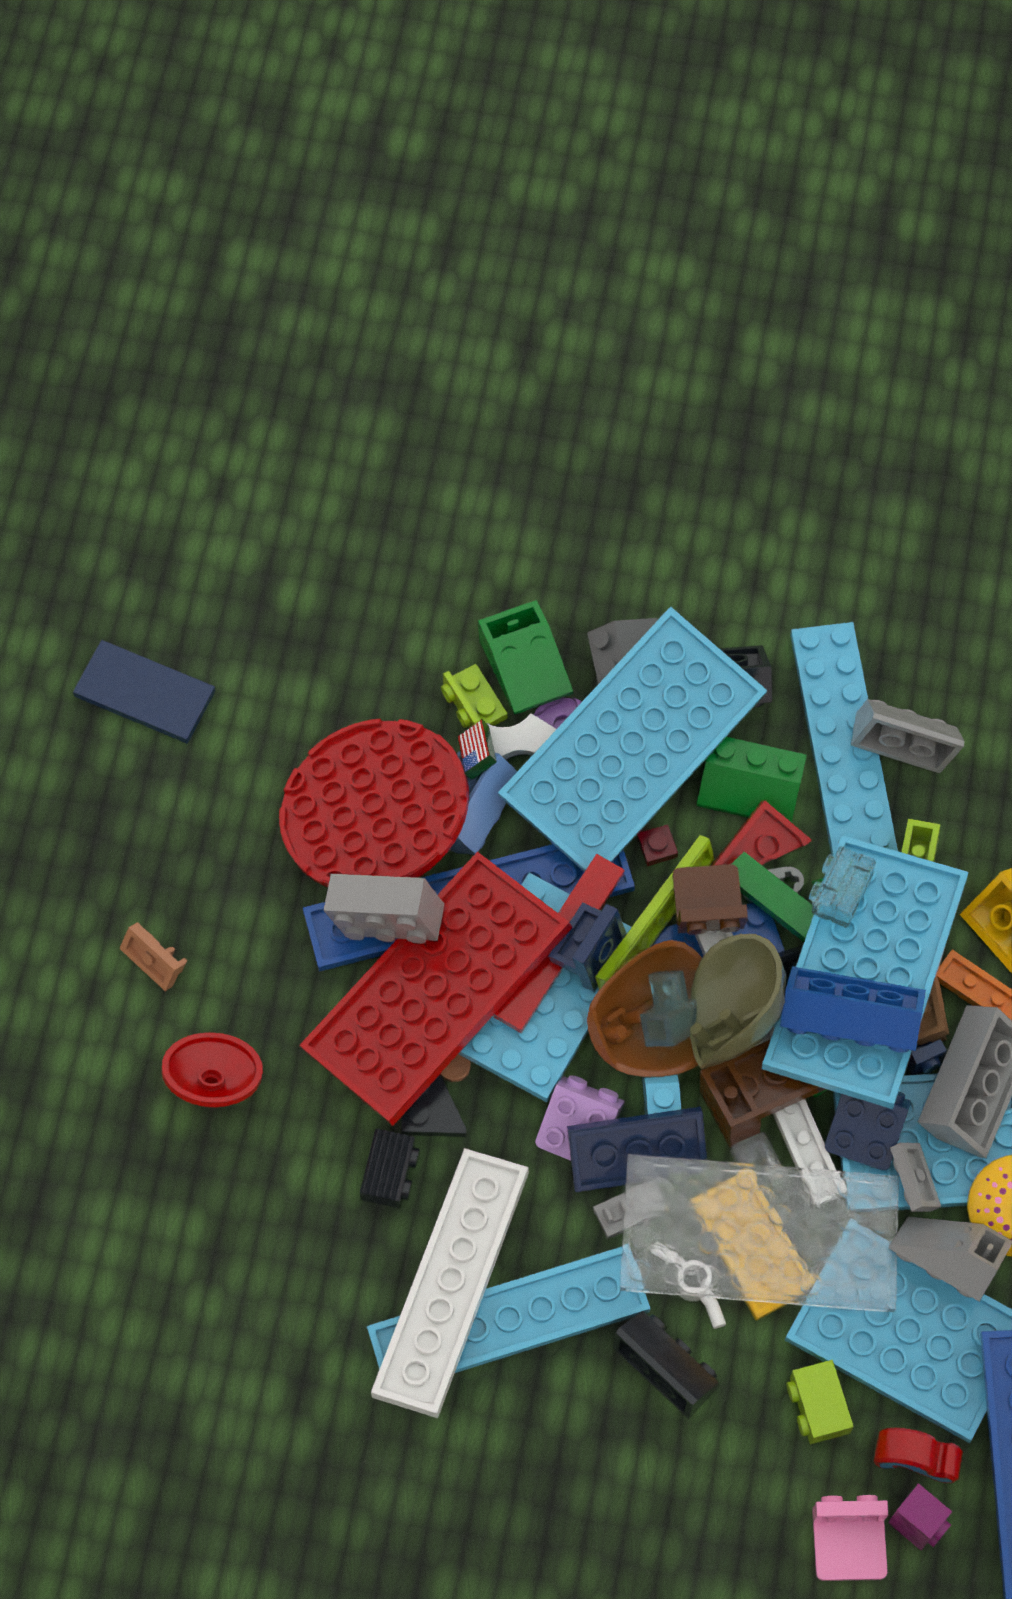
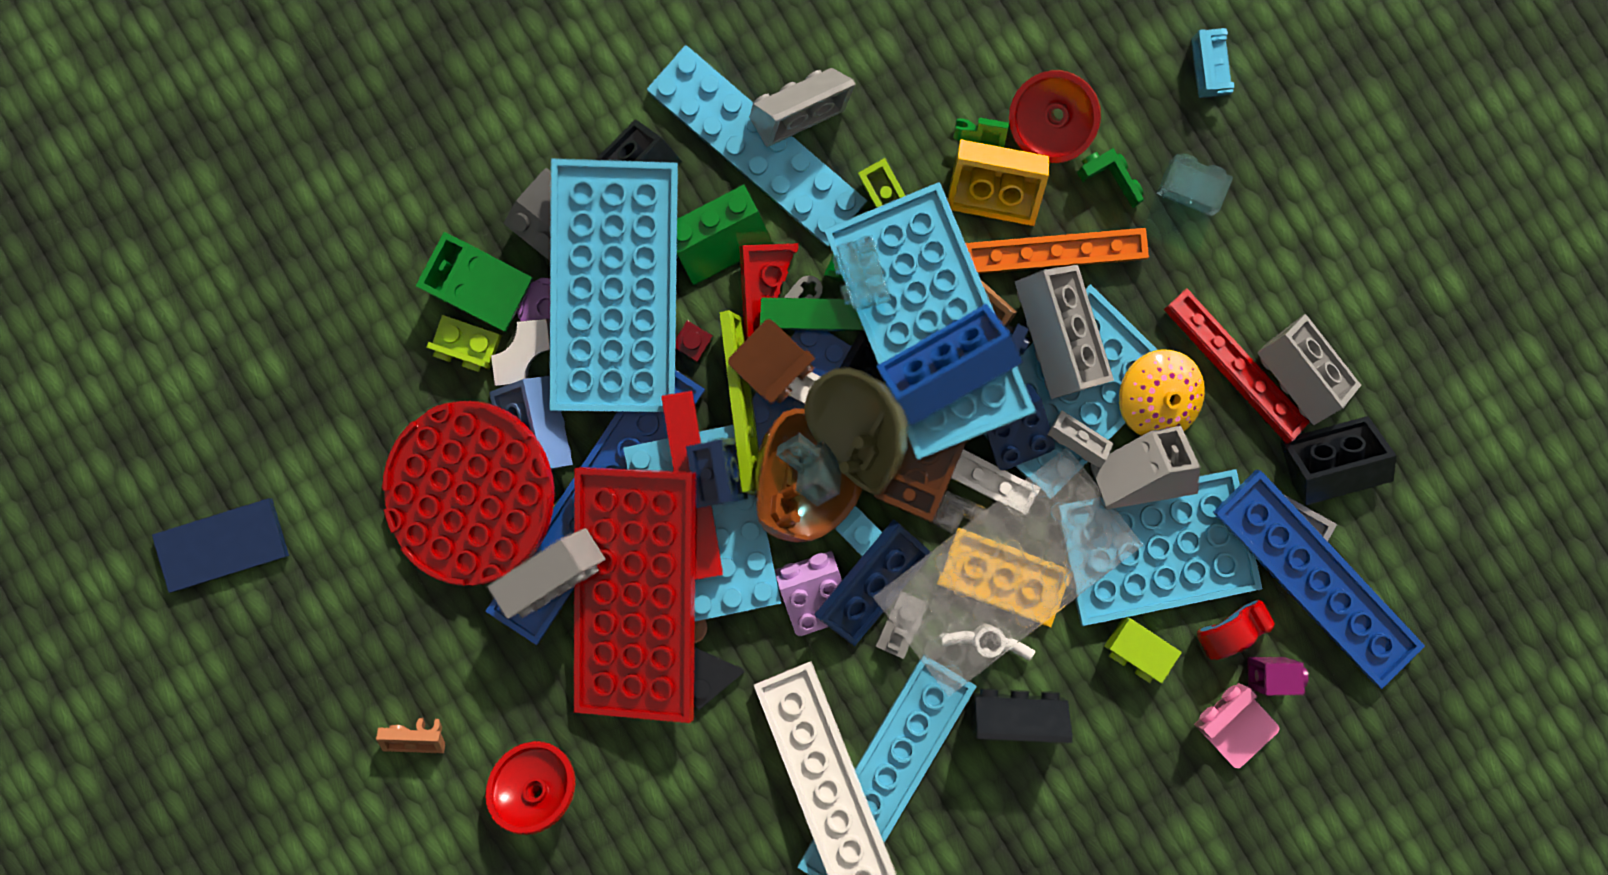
camera: 40 degrees left, 20 degrees up
(388, 1169) = (715, 745): black brick -> none
(476, 749) = (503, 386): tile -> none

